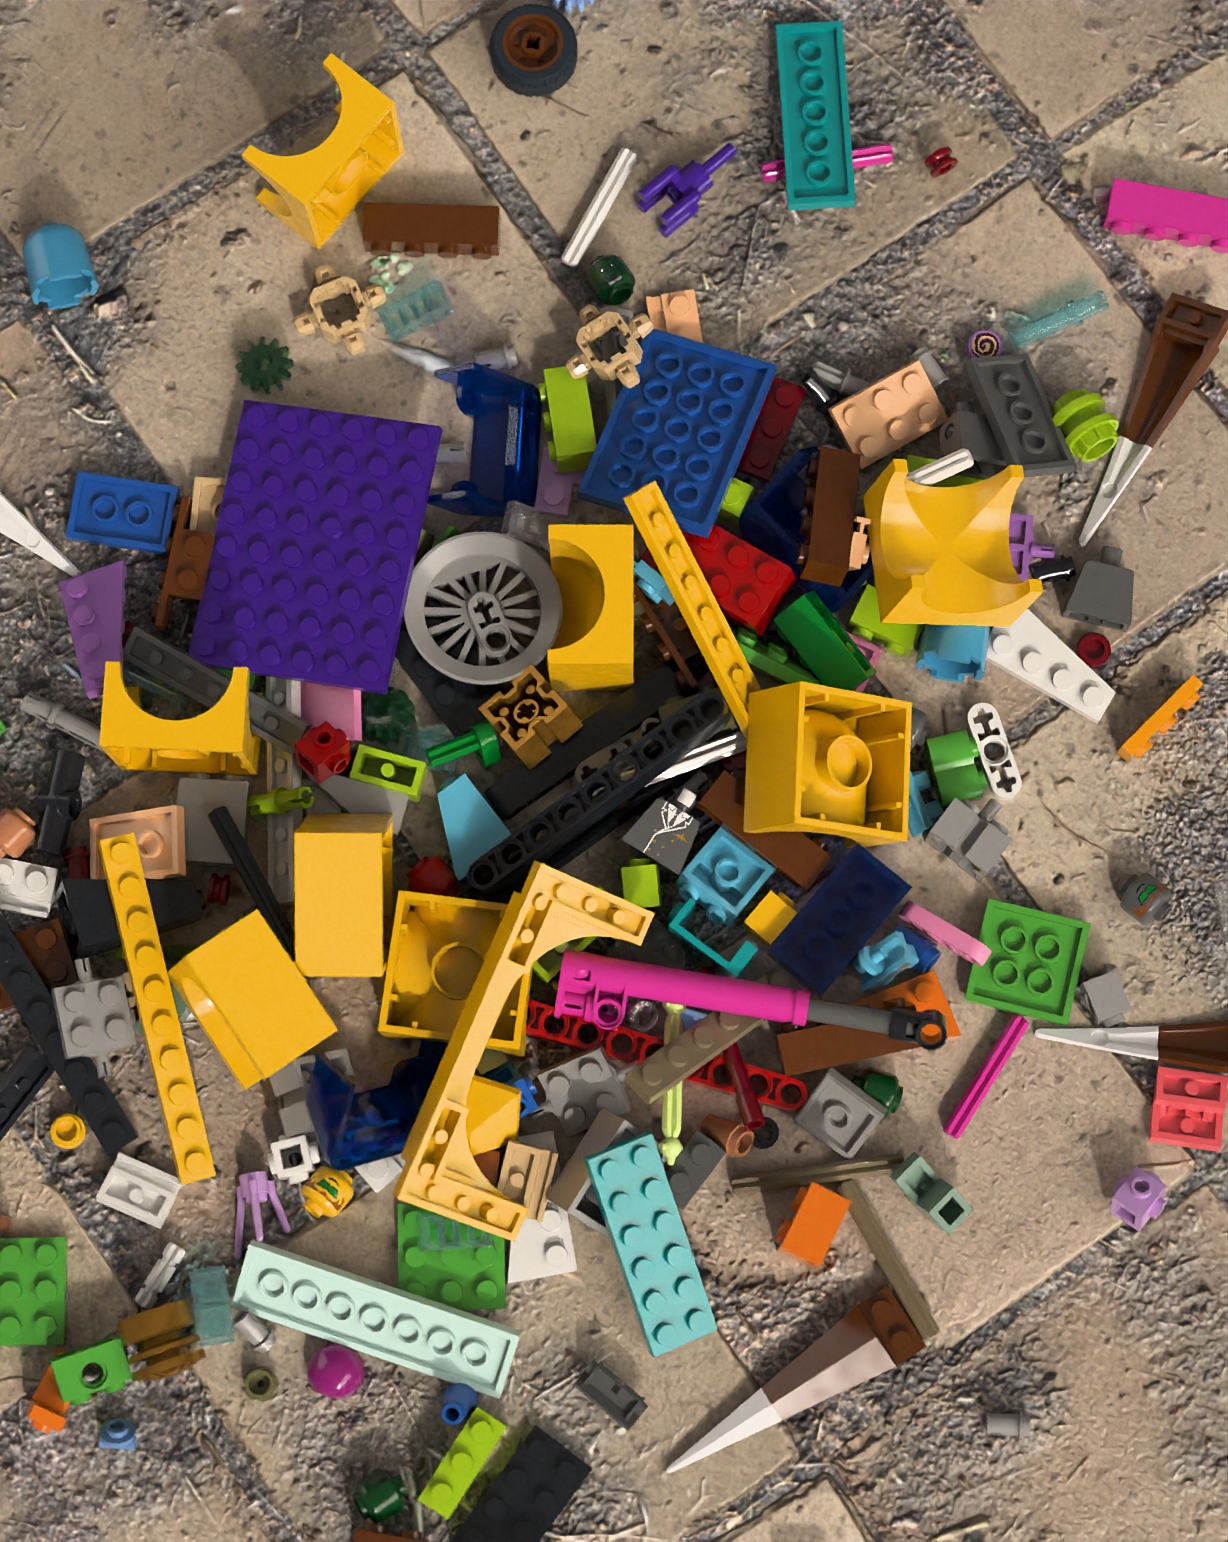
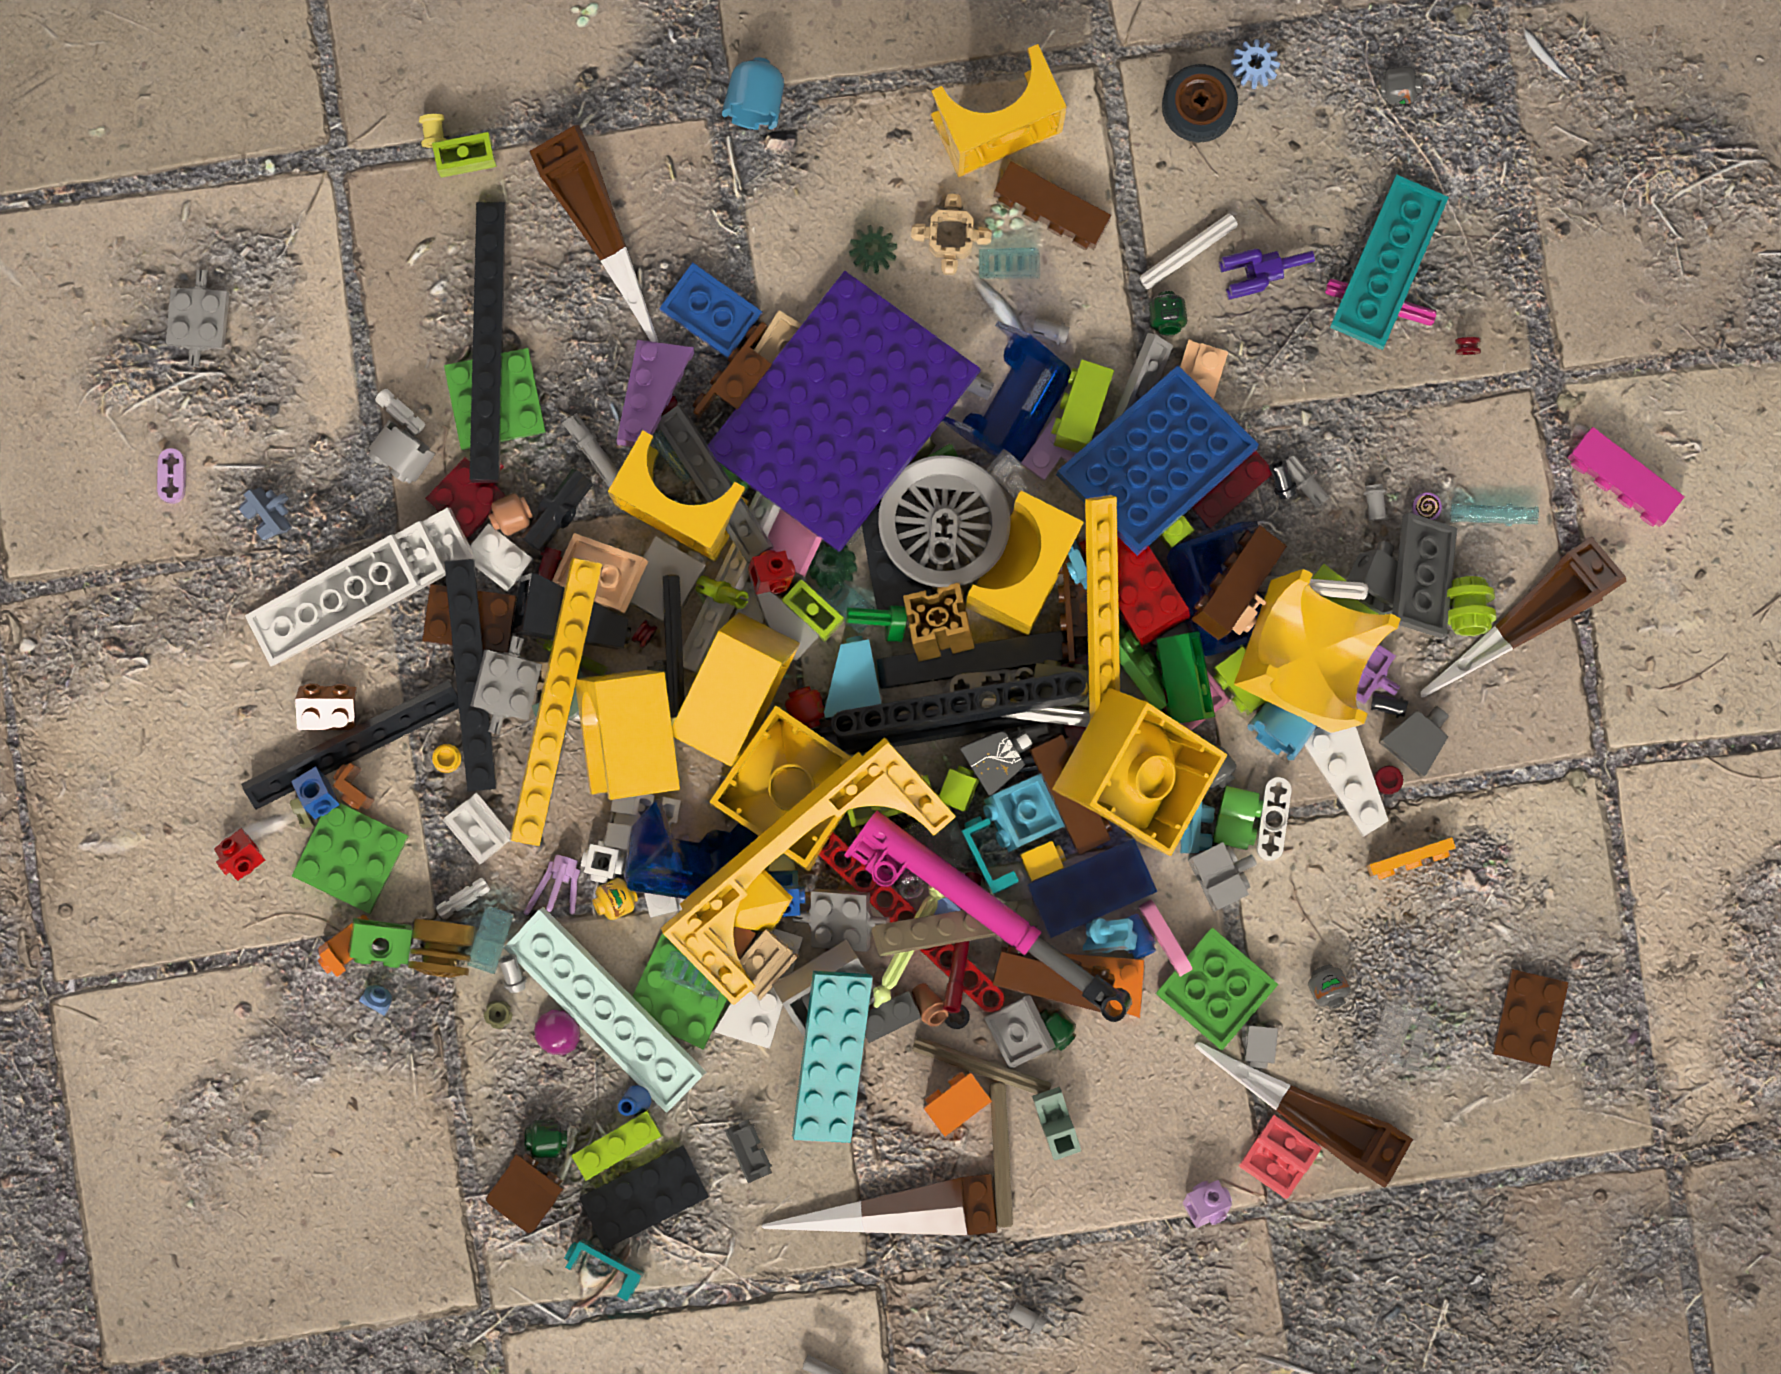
camera: 25 degrees right, 5 degrees up
(623, 364) = (1139, 388): tan piece -> none
(888, 413) = (1326, 523): light nougat plate -> none
(985, 1076) = (1142, 1057): dark pink axle -> none

